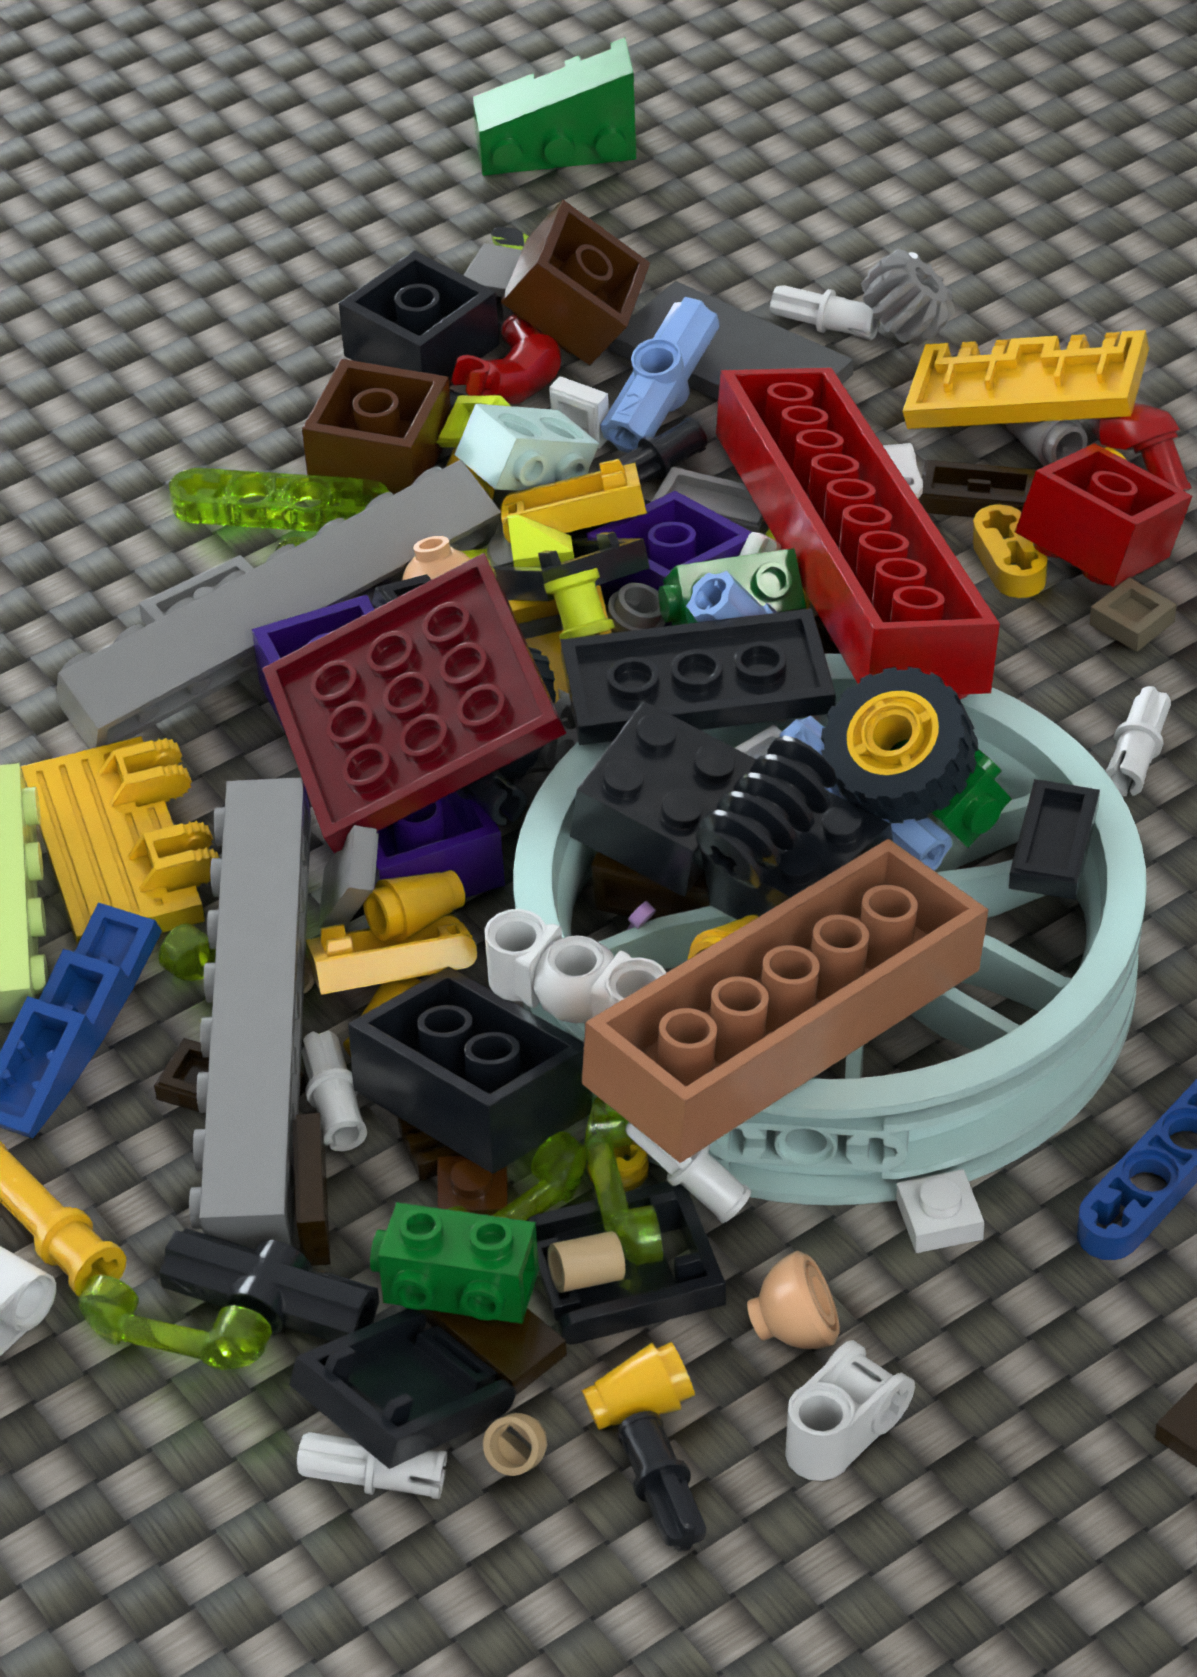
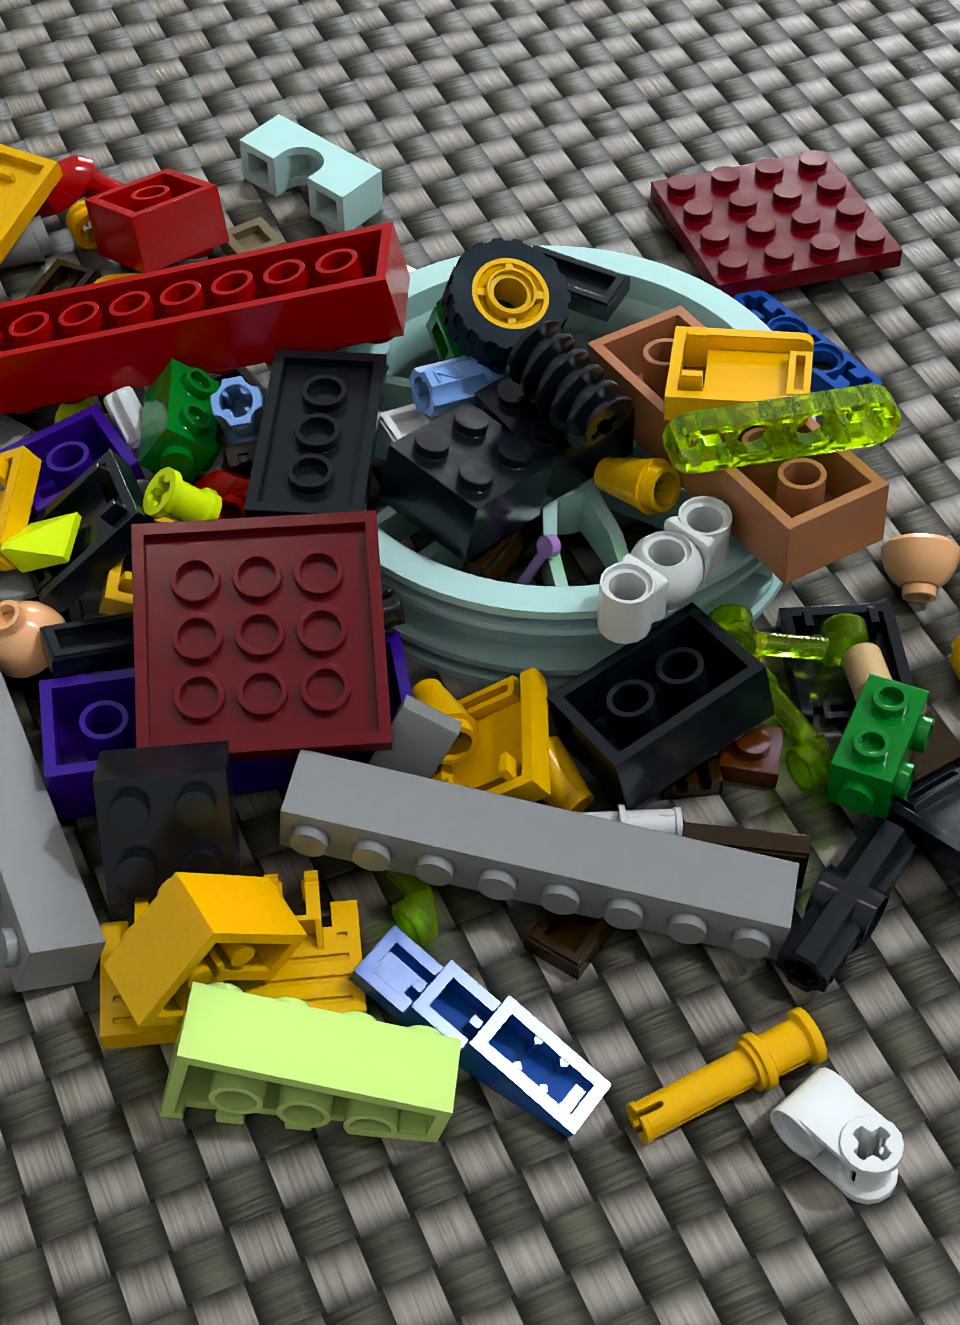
camera: 80 degrees left, 5 degrees up
(97, 782) = (201, 933): none -> yellow brick
(213, 715) = (165, 815): none -> black brick
(233, 1342) = (856, 1033): clear neon green bar -> none
(700, 1176) = (781, 598): white axle -> none
(729, 987) = (781, 436): none -> clear neon green beam
(837, 971) = (739, 368): none -> yellow container

